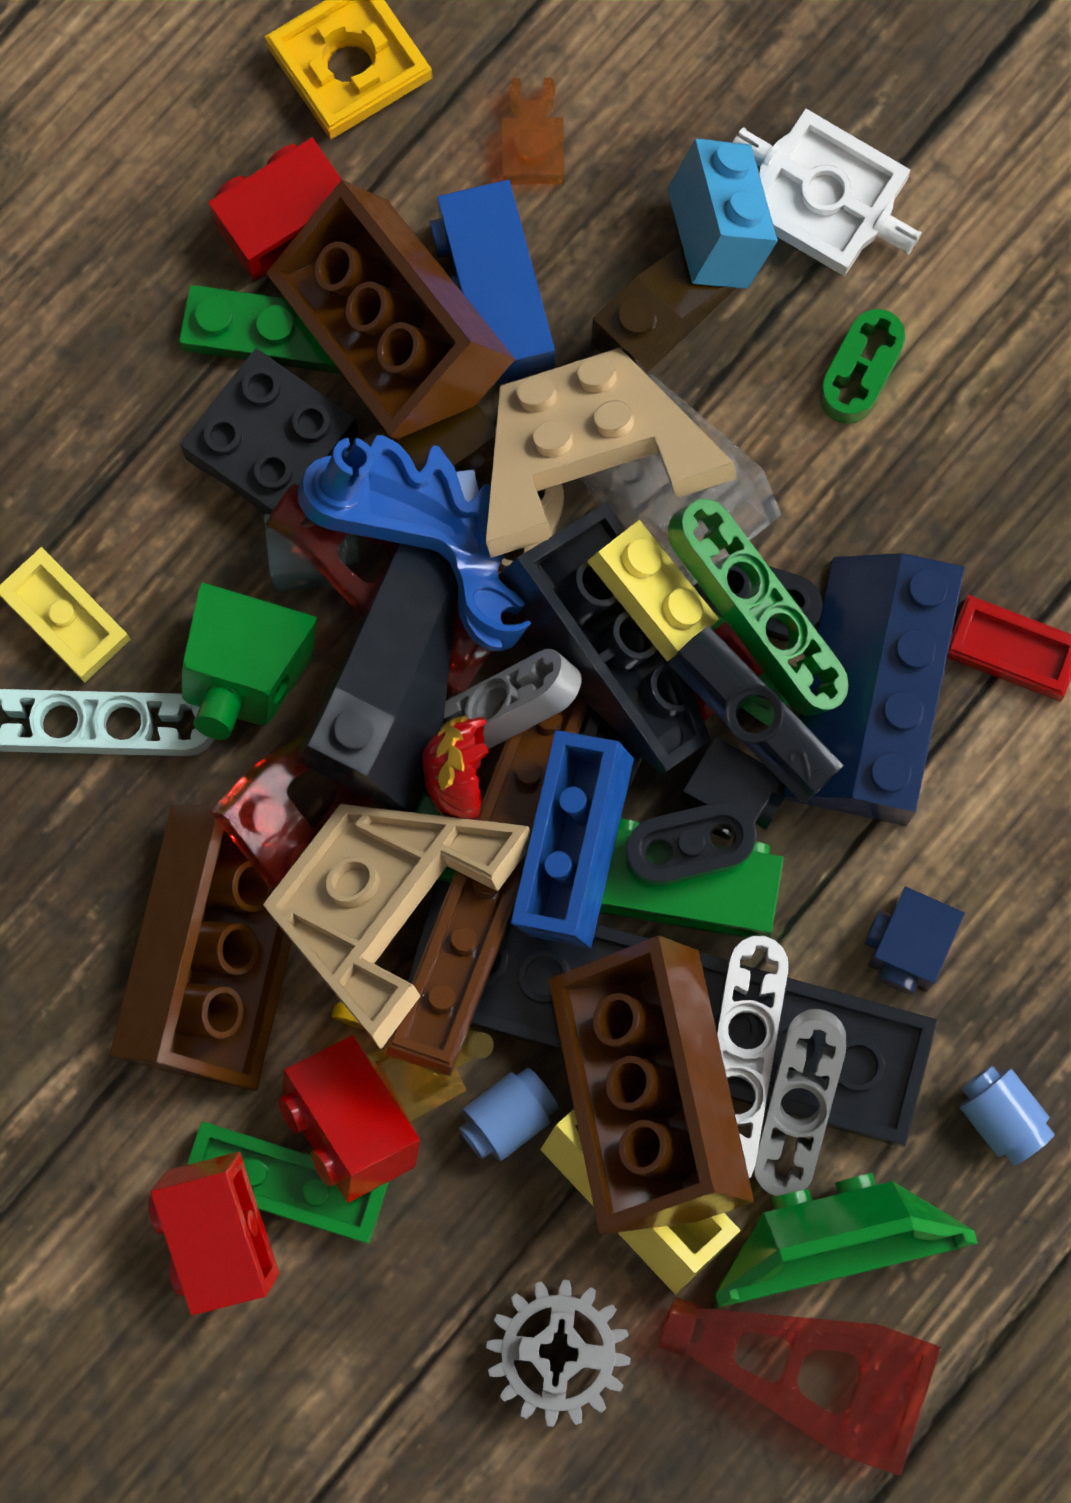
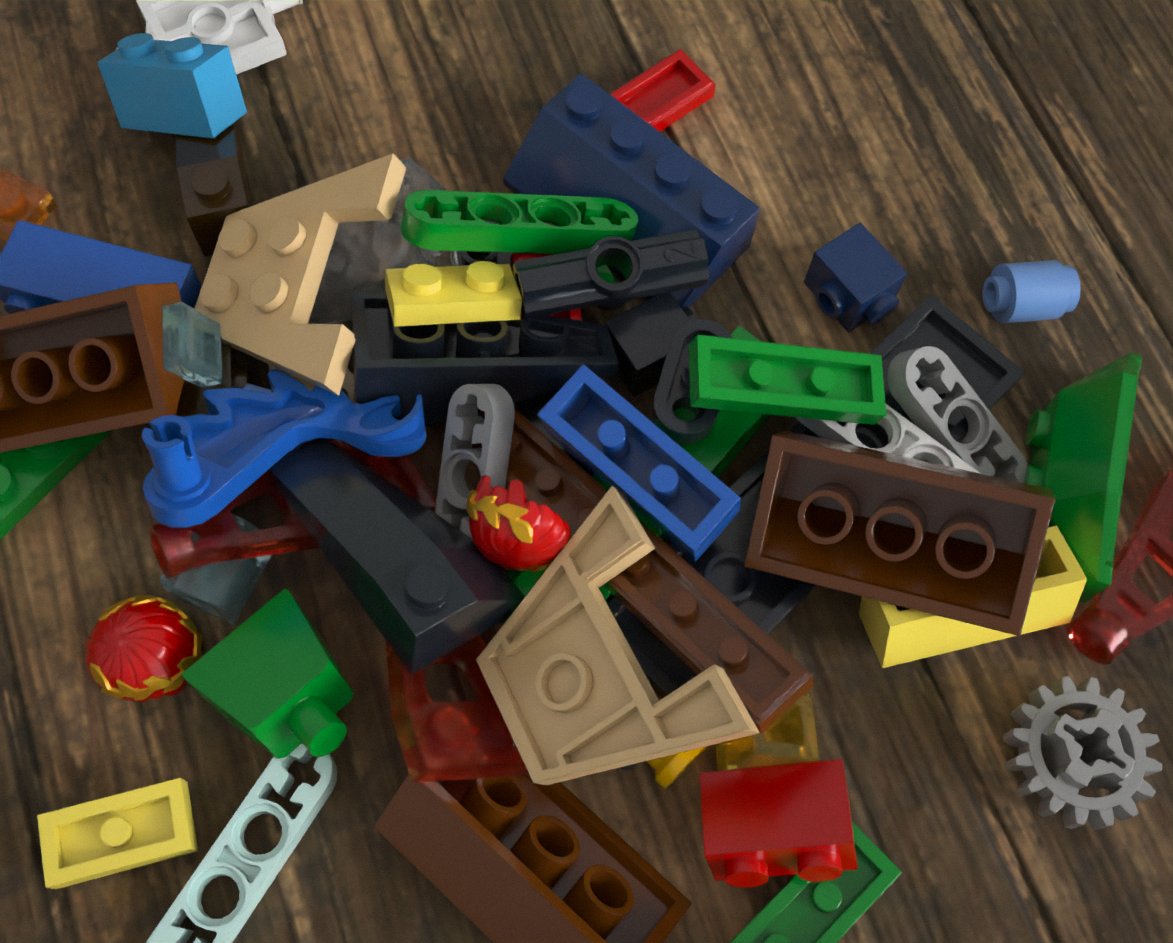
camera: 65 degrees left, 10 degrees down
(211, 536) = (142, 649): none -> red hair
(265, 432) = (84, 545): black brick -> none
(468, 409) = (191, 345): none -> clear light blue tile
(507, 1115) = (842, 678): medium blue brick -> none
(729, 923) = (786, 380): none -> green plate
(874, 372) = (375, 74): green beam -> none

